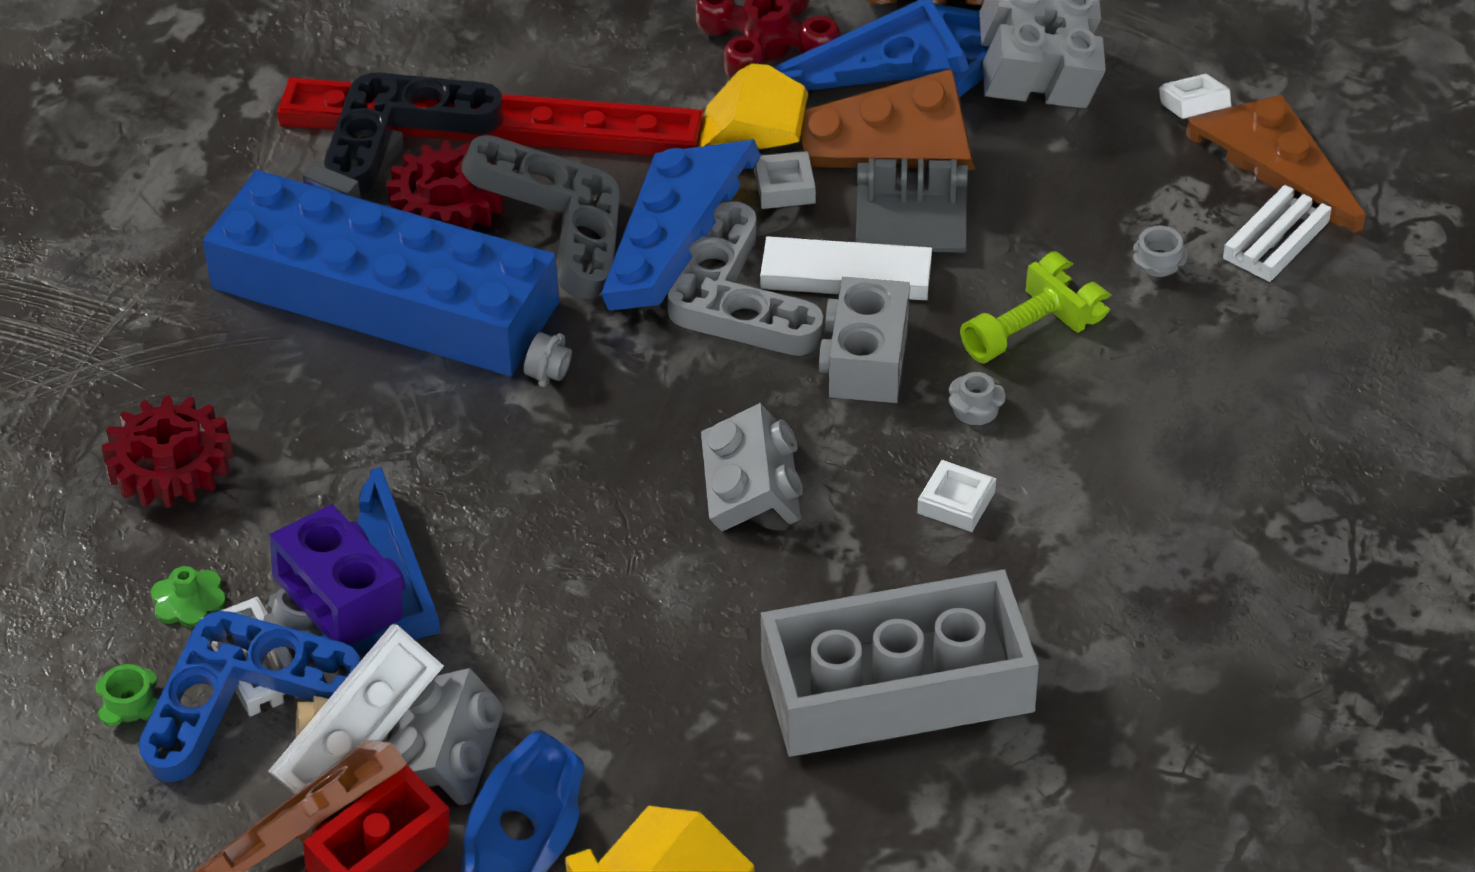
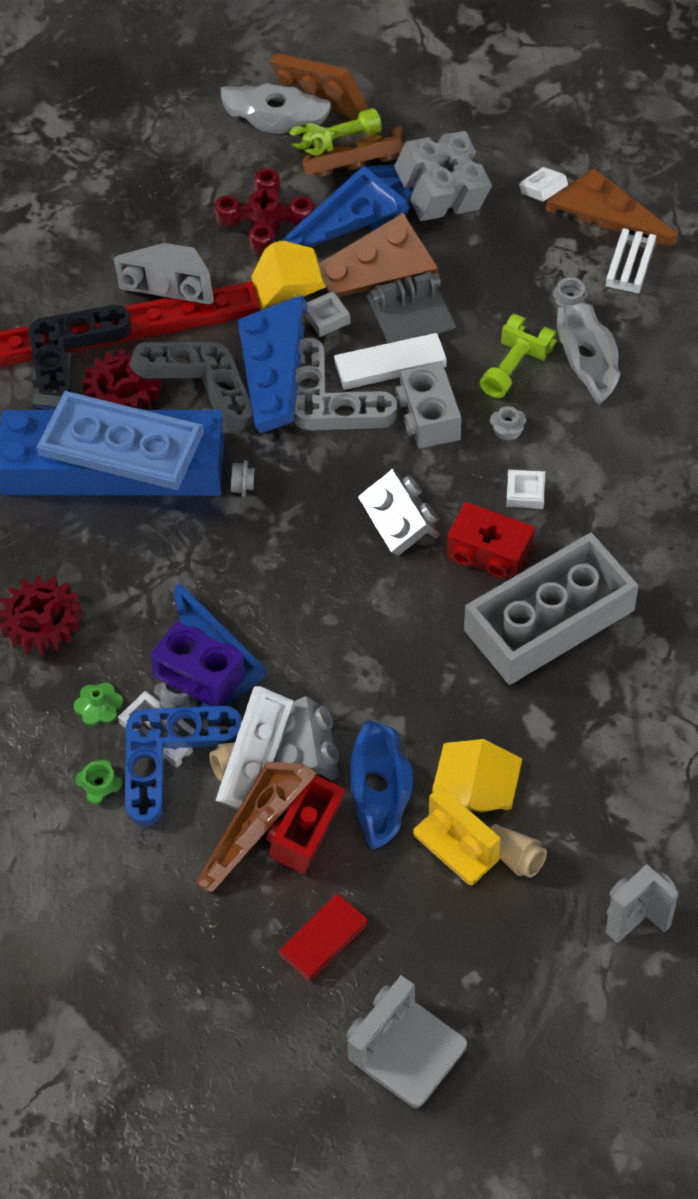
camera: 20 degrees left, 10 degrees up
(389, 249) = (120, 440): none -> medium blue tile
(580, 62) = (165, 272): none -> light grey slope
(858, 543) = (490, 541): none -> red brick
(1154, 301) = (580, 327): none -> light grey piece

